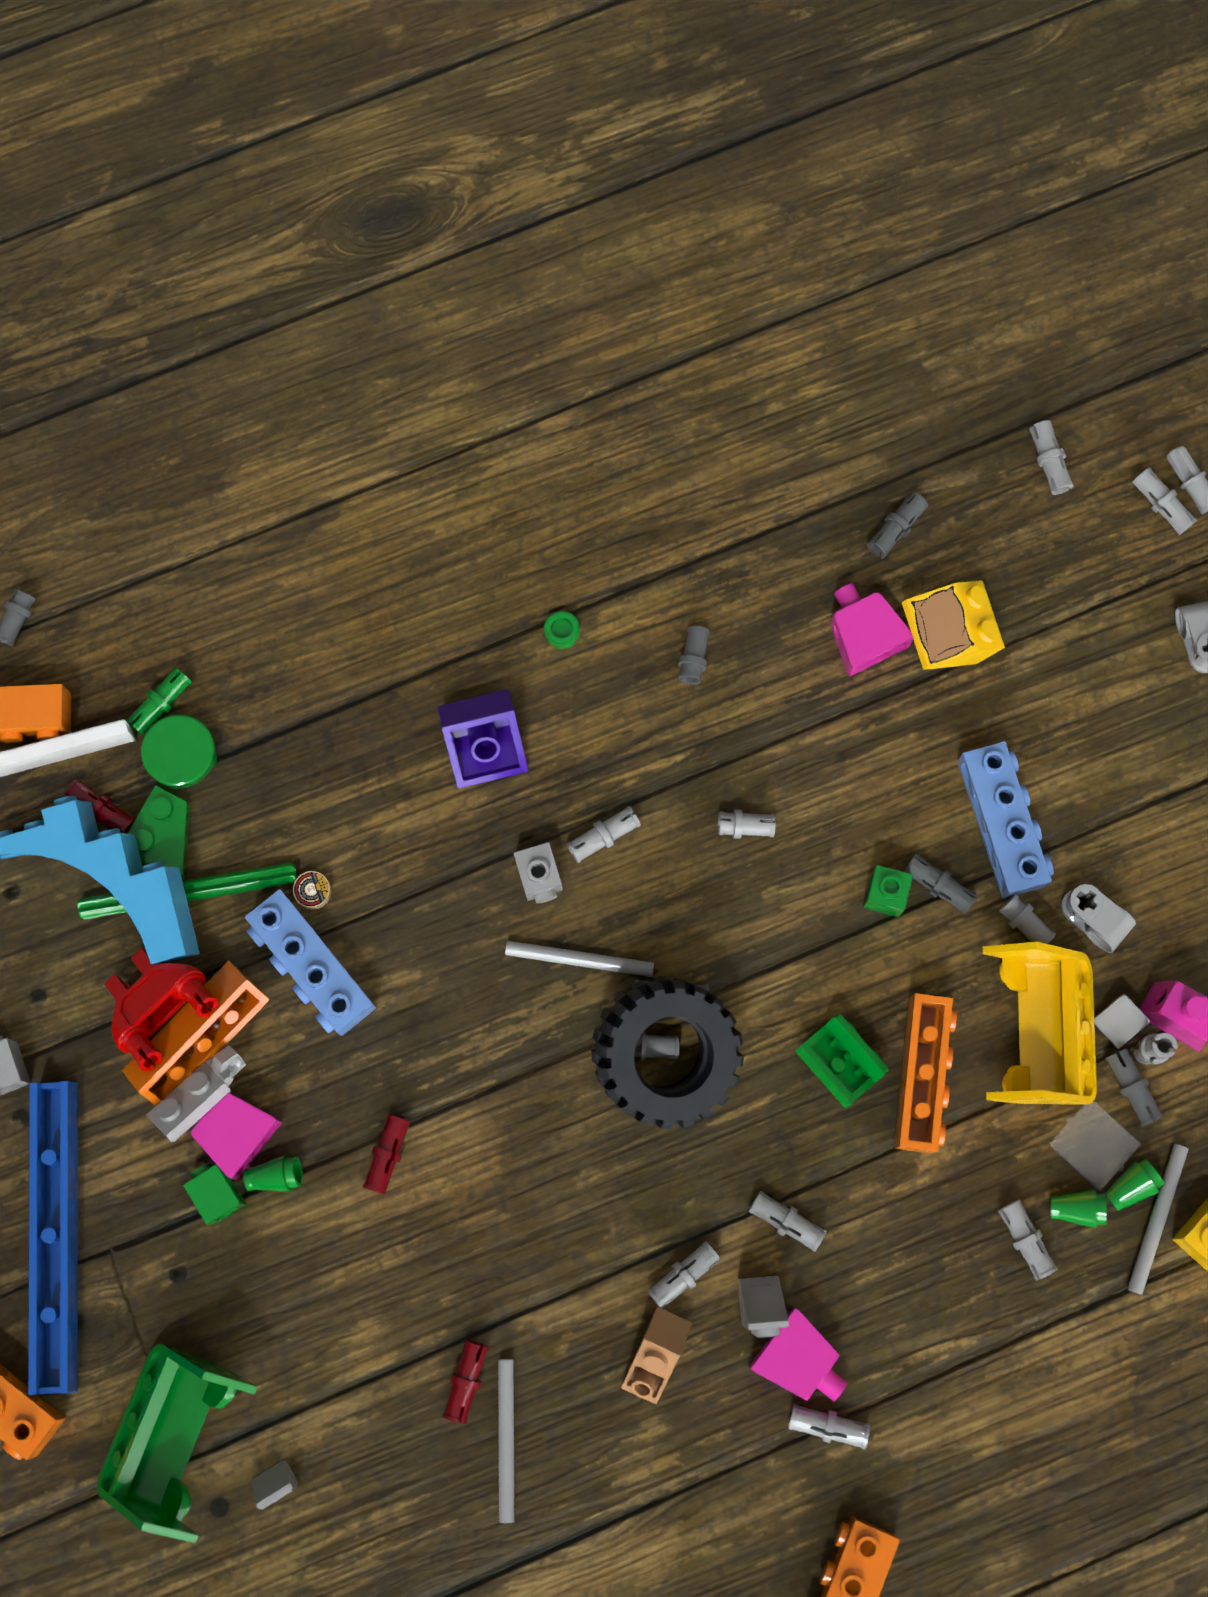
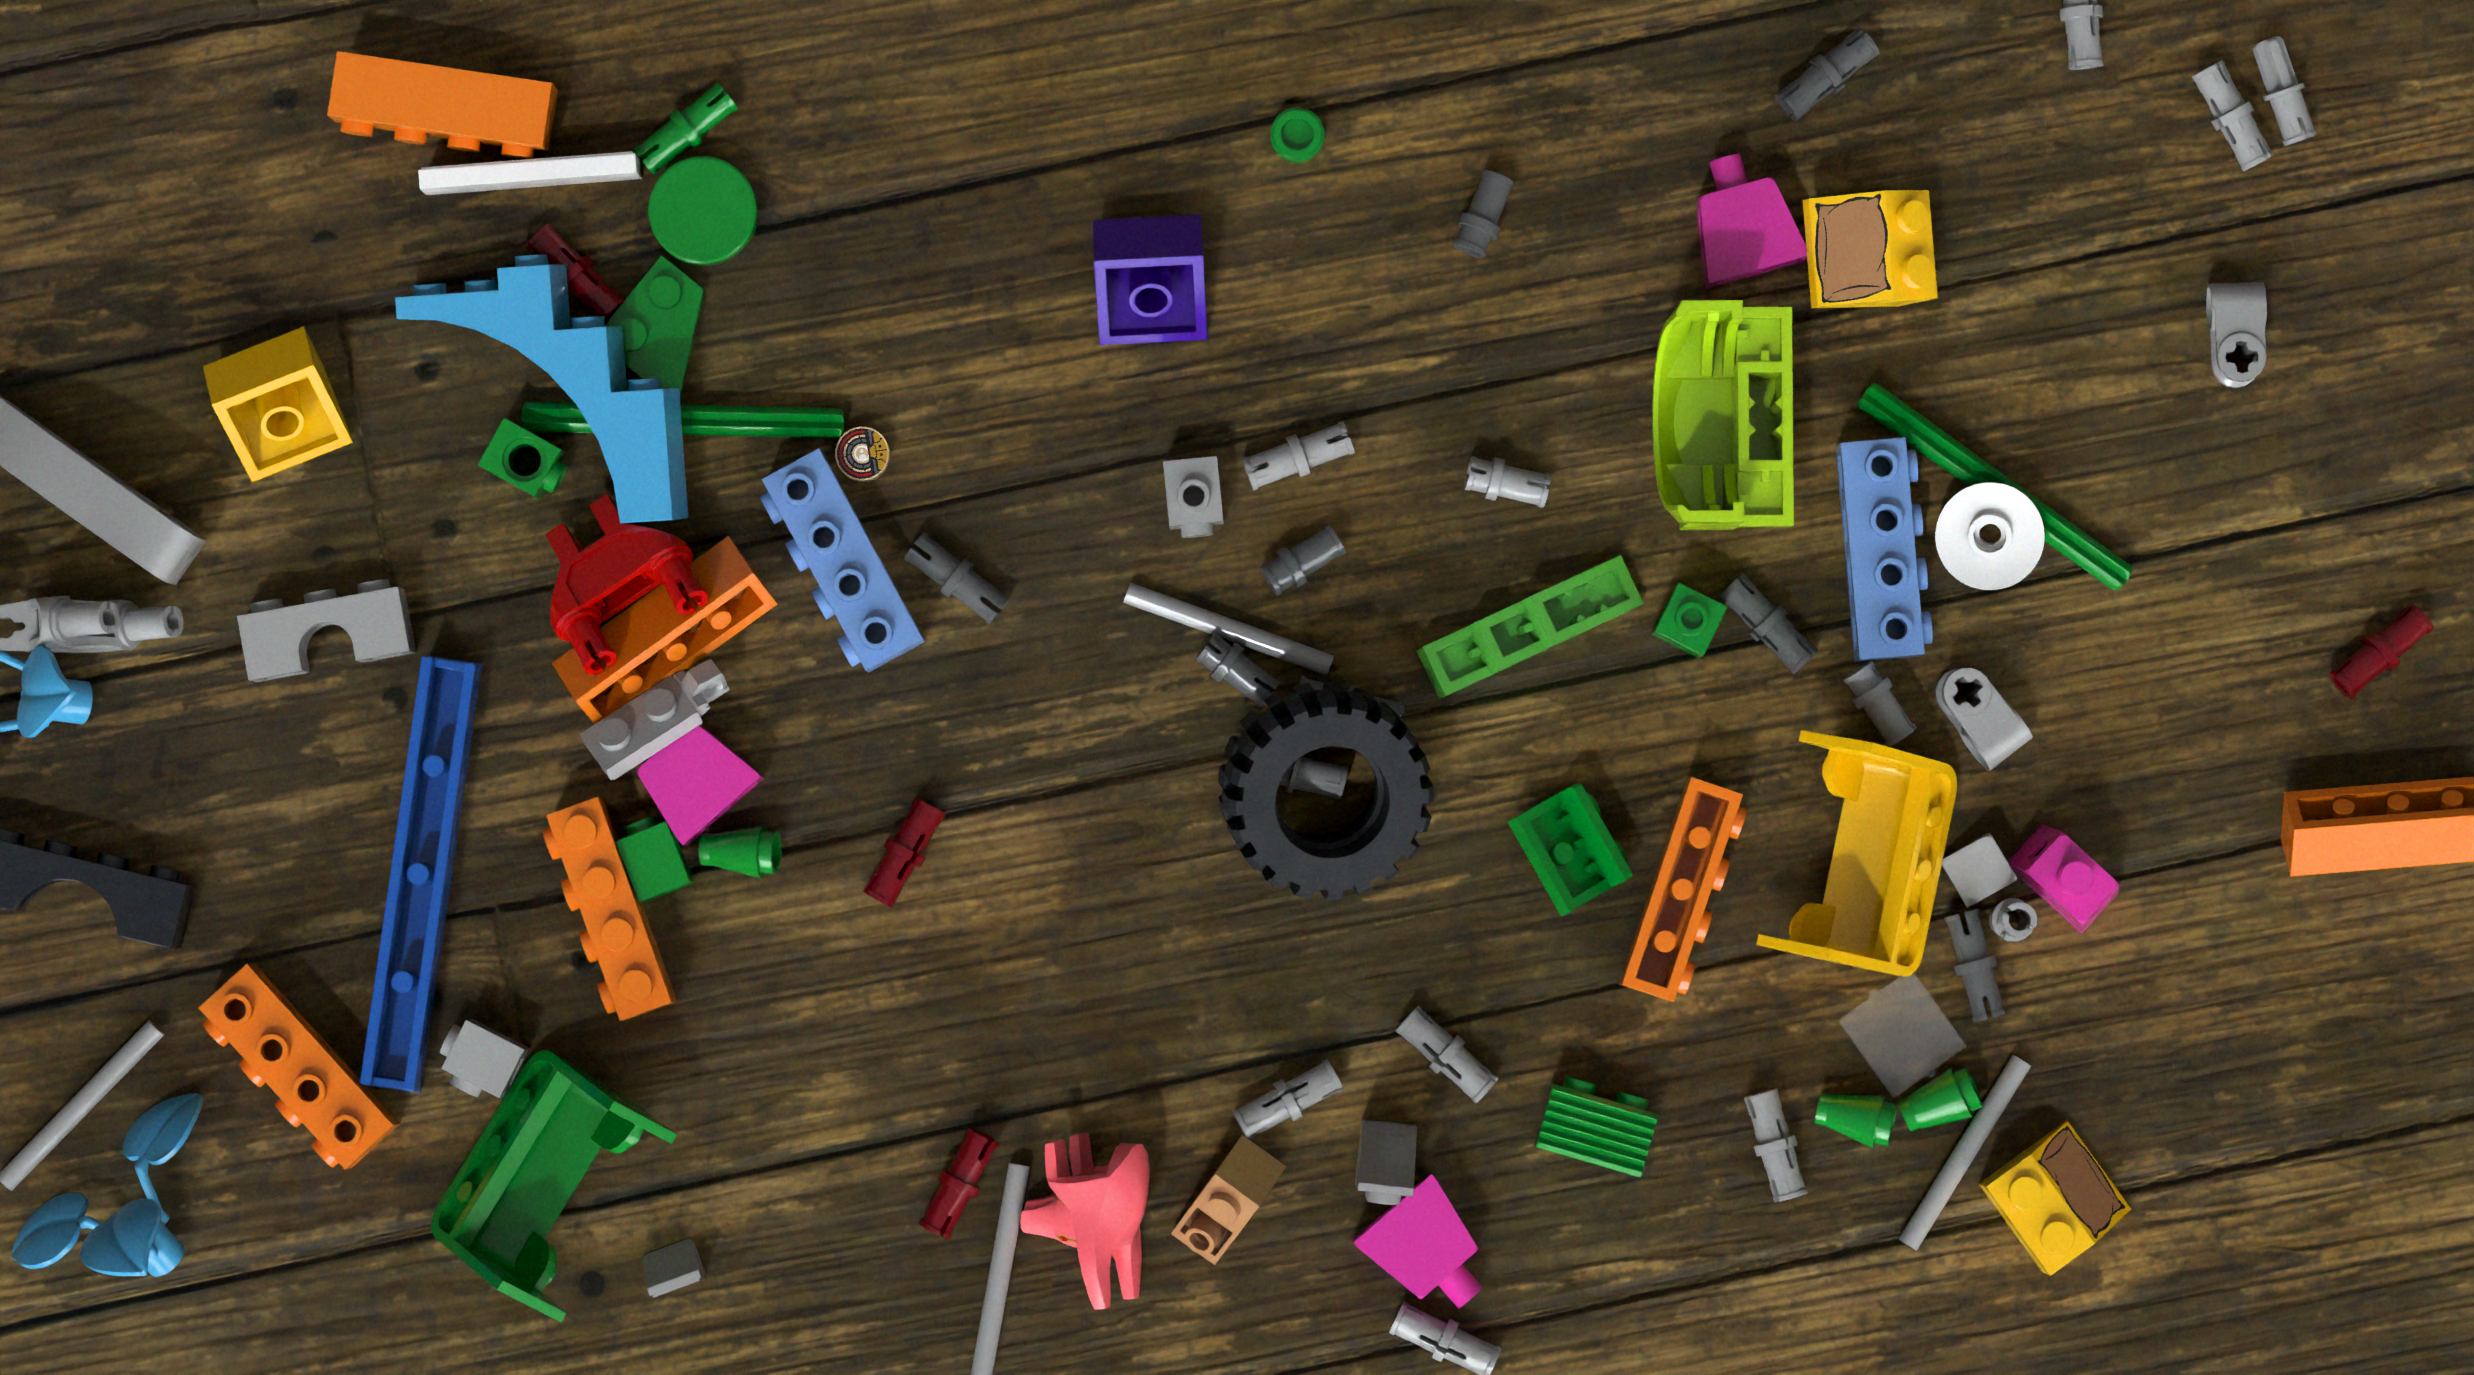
camera: 10 degrees right, 10 degrees up
(69, 930) = (507, 443): none -> green brick
(115, 1359) = (482, 1059): none -> light grey brick
(193, 1243) = (614, 917): none -> orange brick
(389, 960) = (957, 578): none -> dark grey pin
(564, 1383) = (1095, 1212): none -> coral piece
(590, 984) = (1237, 669): none -> dark grey pin
(615, 906) = (1297, 563): none -> dark grey pin
(781, 917) = (1529, 627): none -> bright green slope
(883, 753) = (1725, 417): none -> lime piece
(902, 1252) = (1597, 1128): none -> green brick
(1070, 766) = (1973, 469): none -> green axle
(1094, 799) = (1984, 563): none -> white dish

